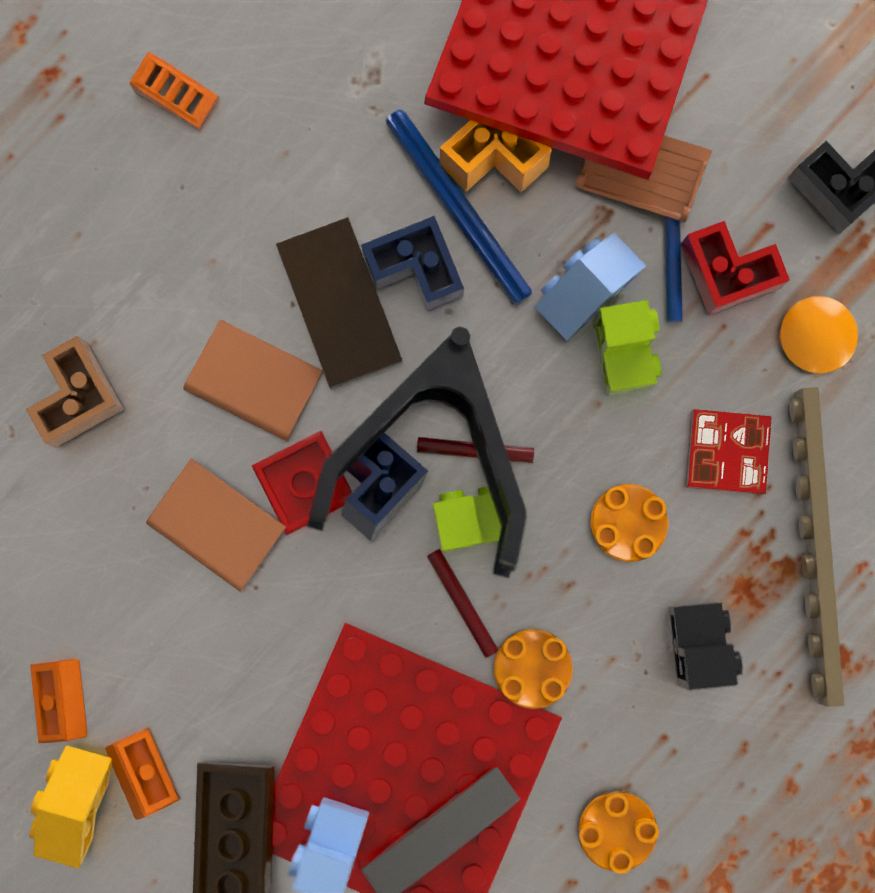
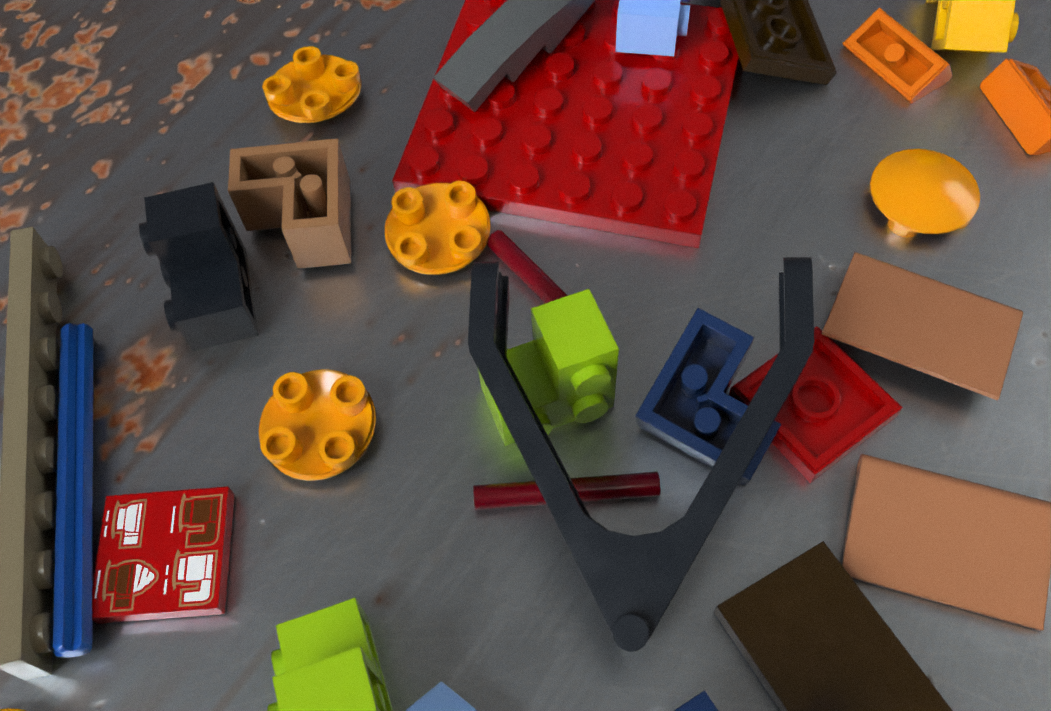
camera: 175 degrees right, 25 degrees down
(172, 635) = (924, 192): none -> light orange dish
(623, 707) = (299, 190): none -> medium nougat brick
(787, 512) = (74, 495): none -> blue axle

